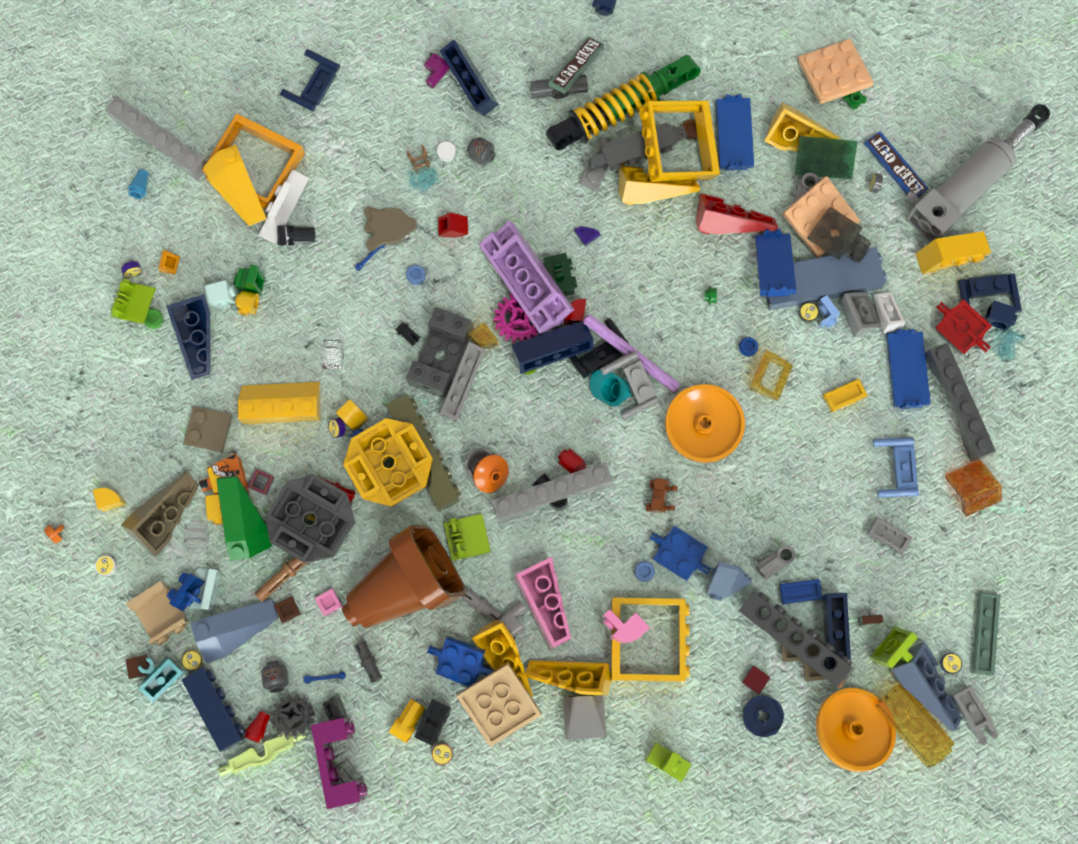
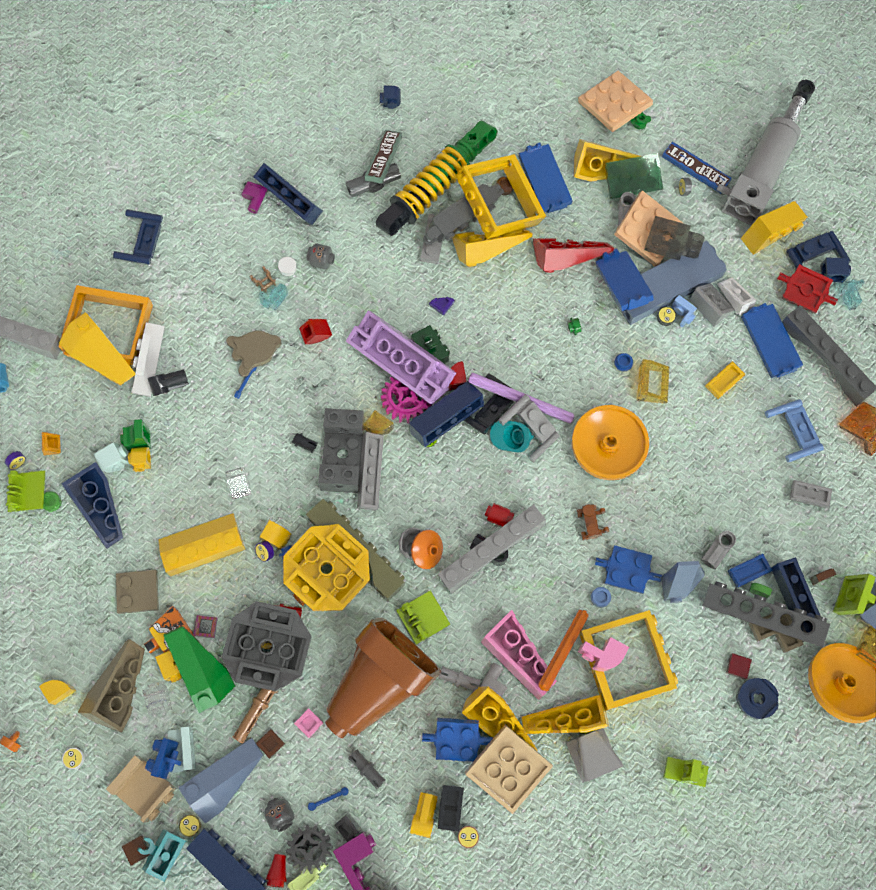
camera: 25 degrees left, 5 degrees down
(415, 275) = (294, 386): medium blue tile -> none
(588, 610) = (563, 650): none -> orange axle
(803, 614) = (760, 590): none -> bright green tile

